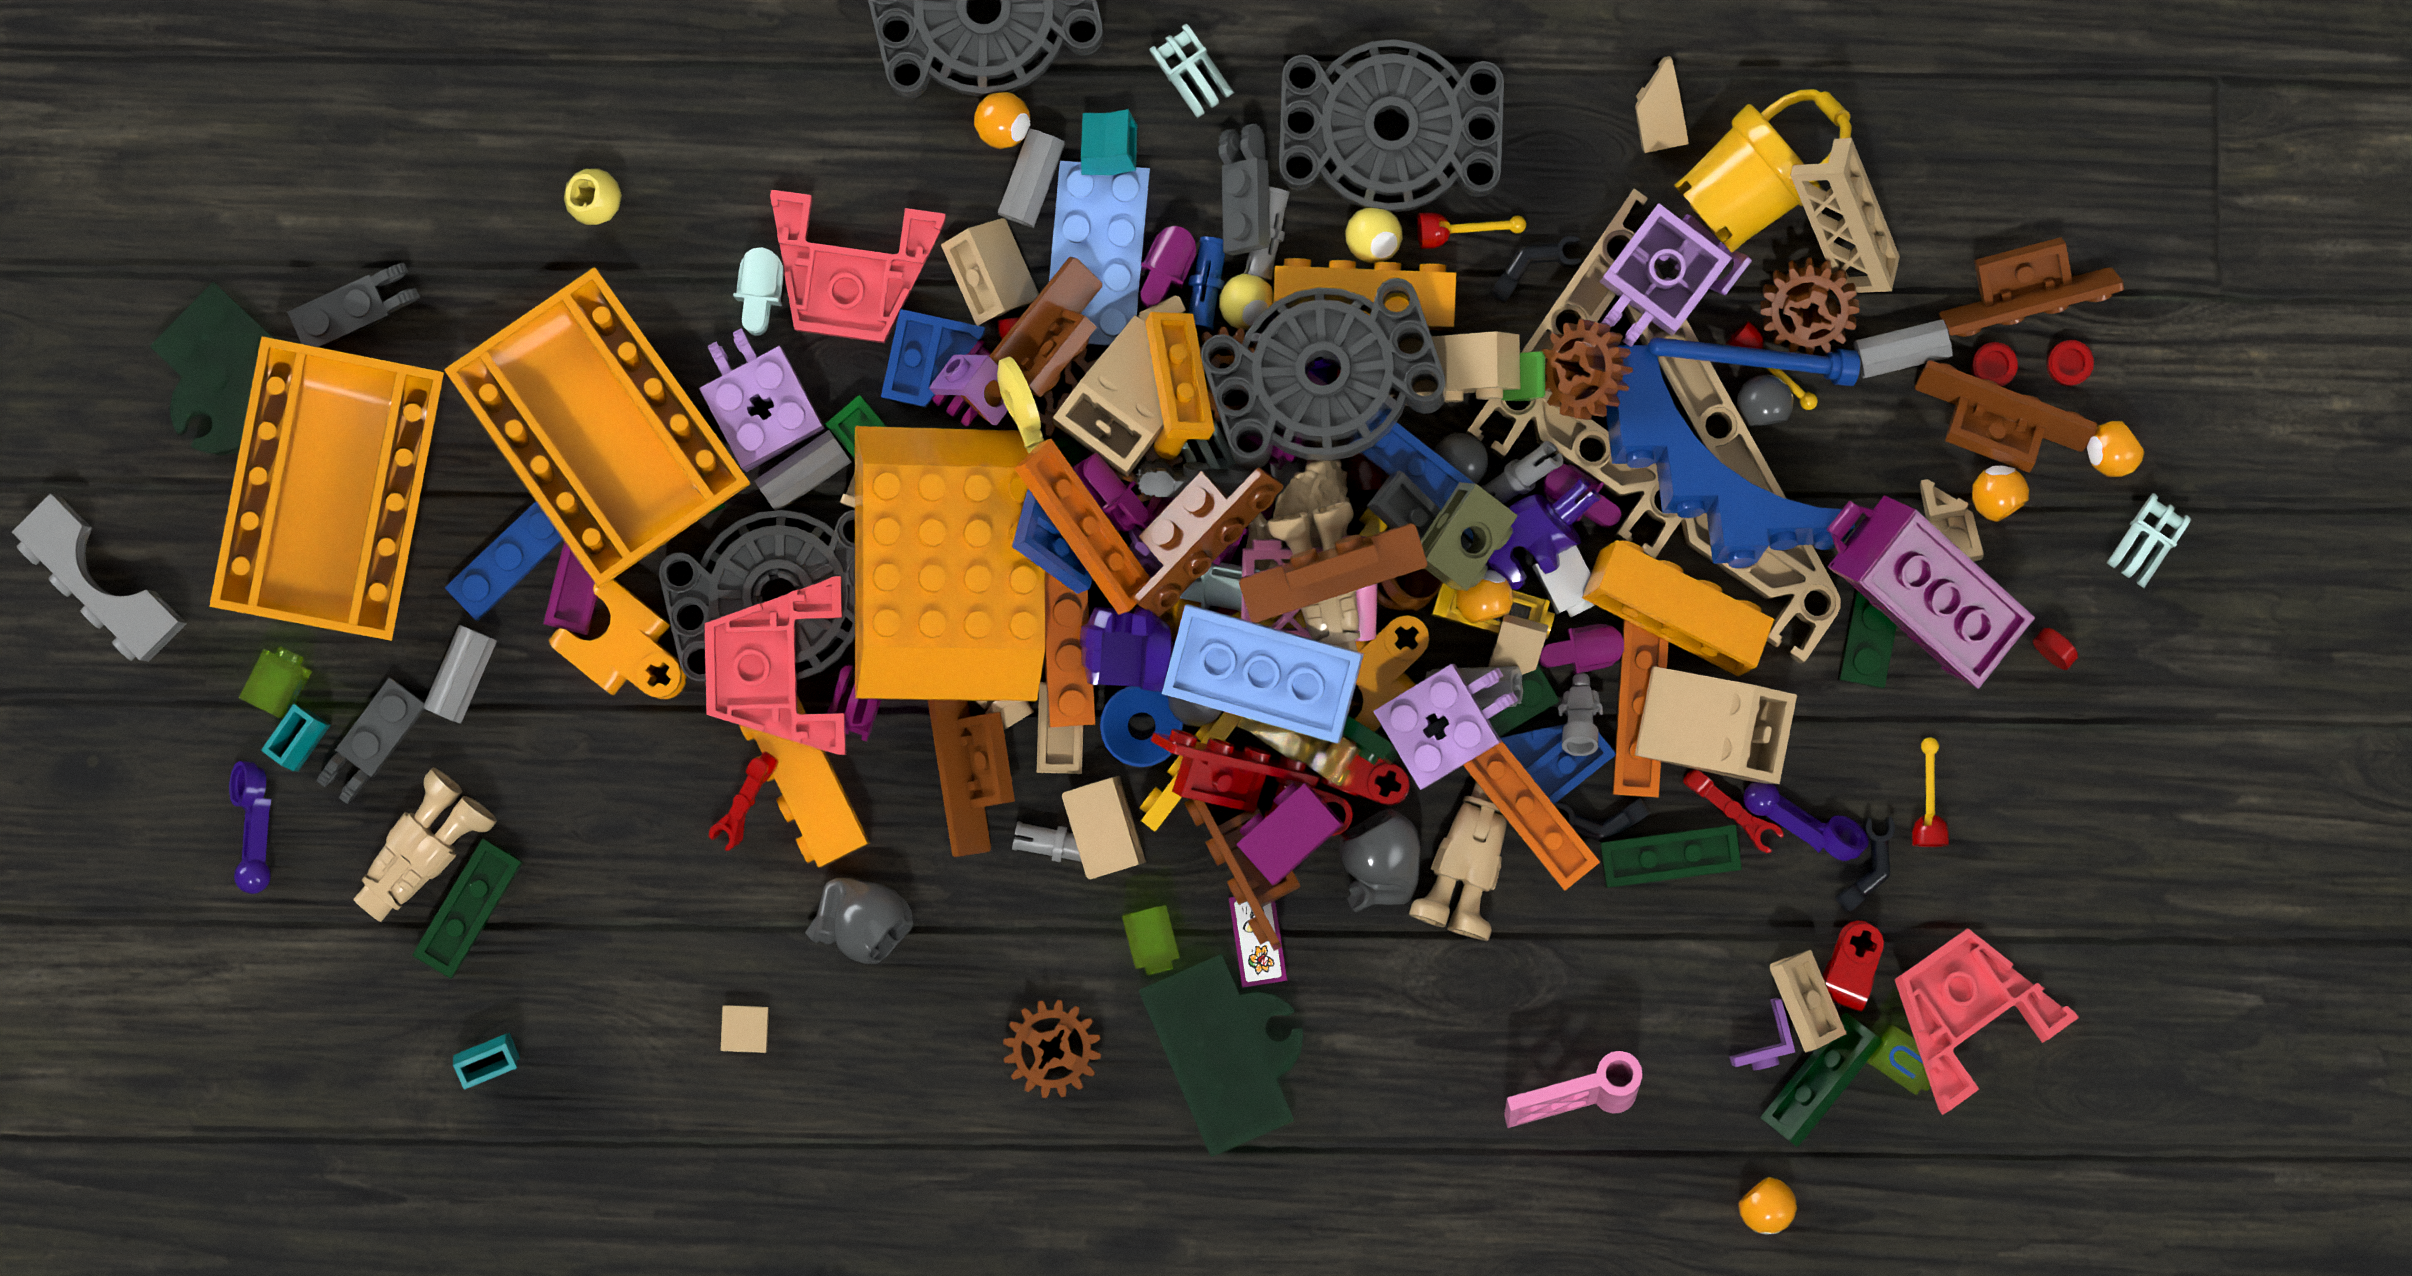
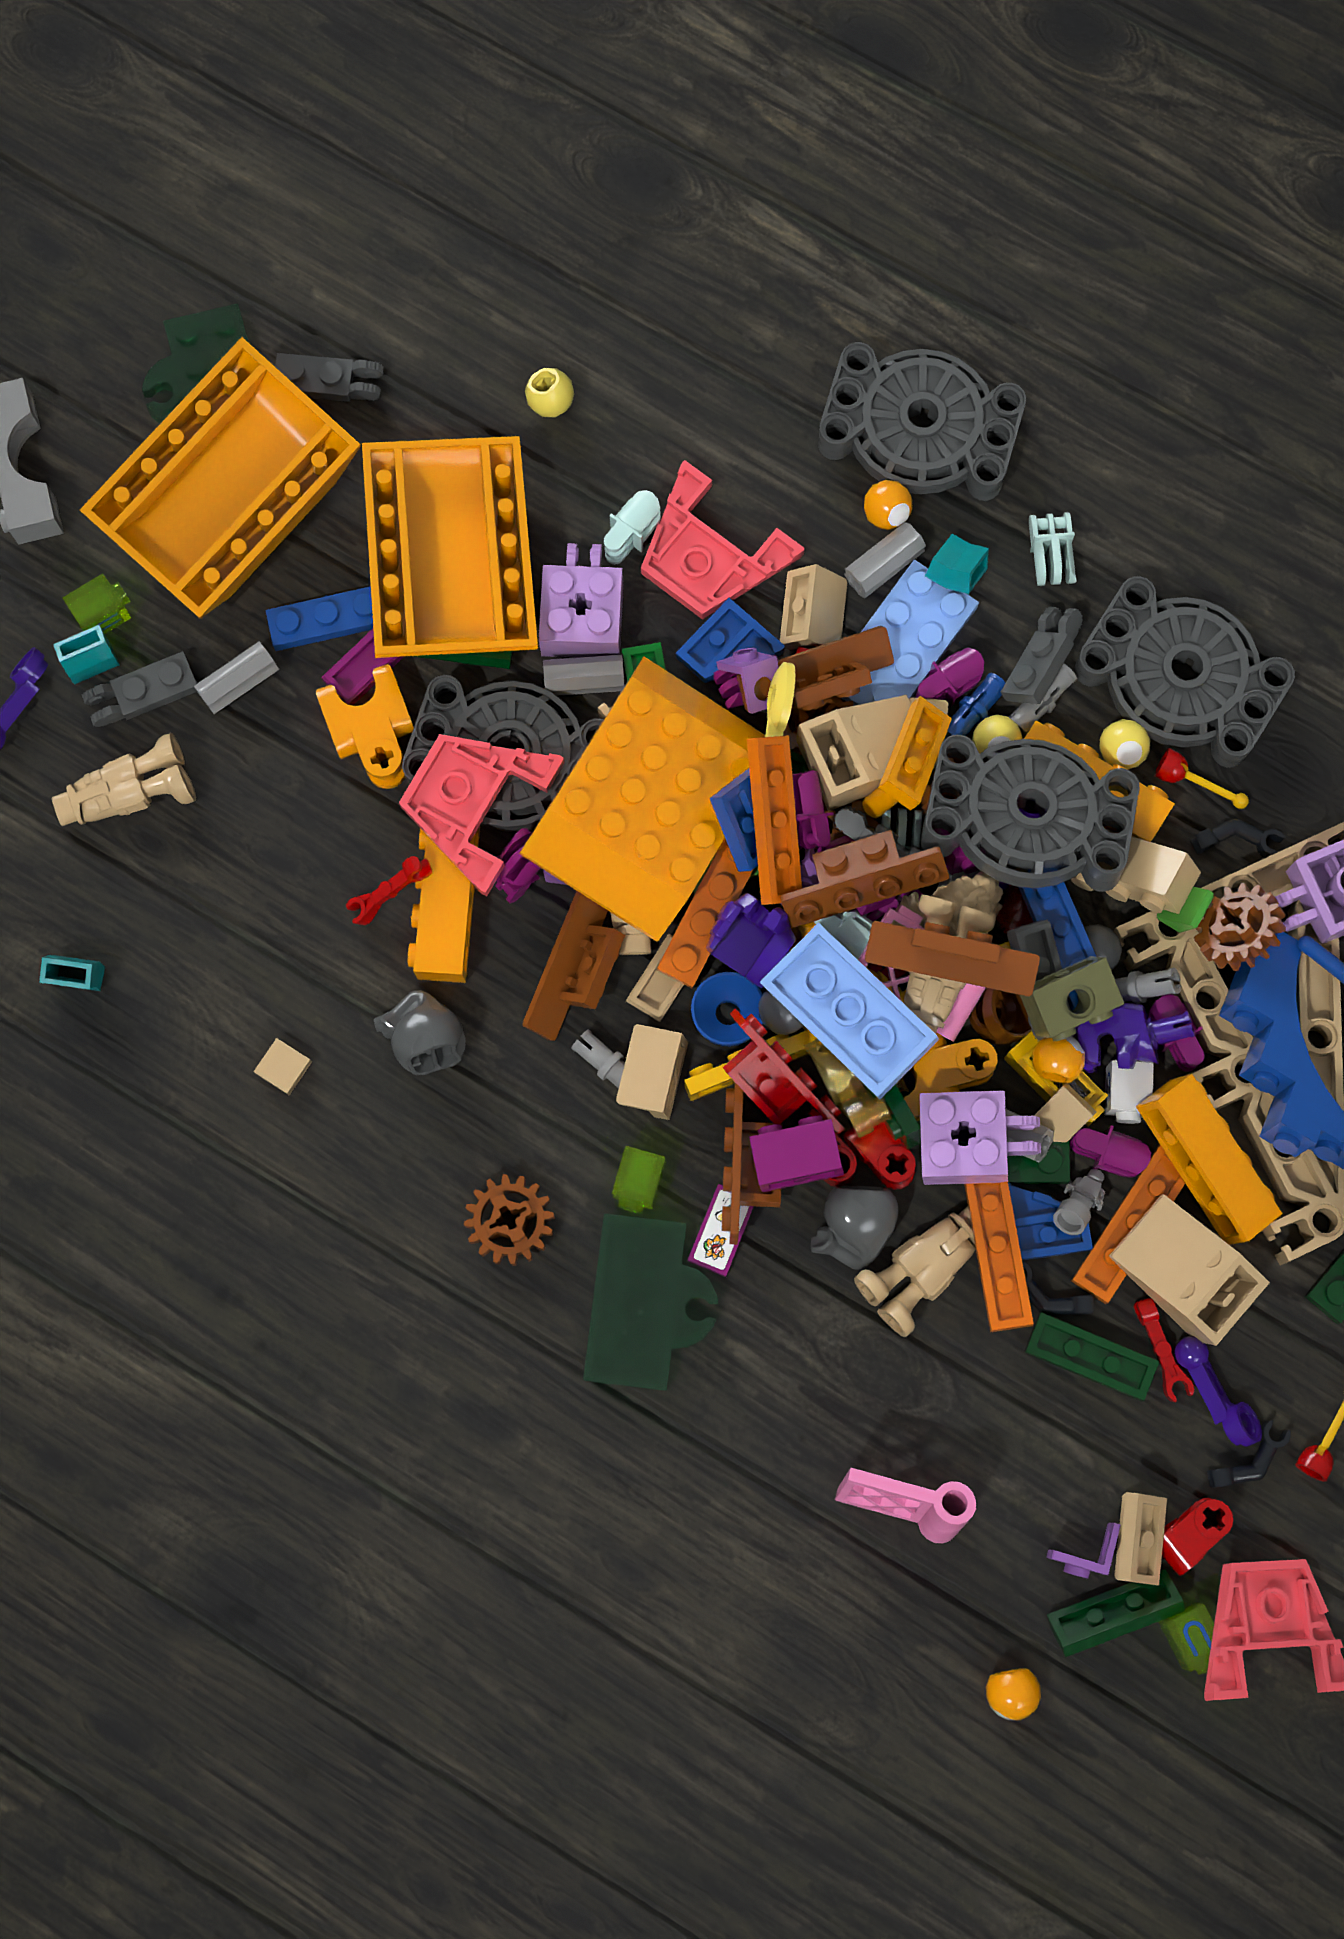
camera: 35 degrees right, 10 degrees down
(467, 908) = (131, 853): dark green plate -> none

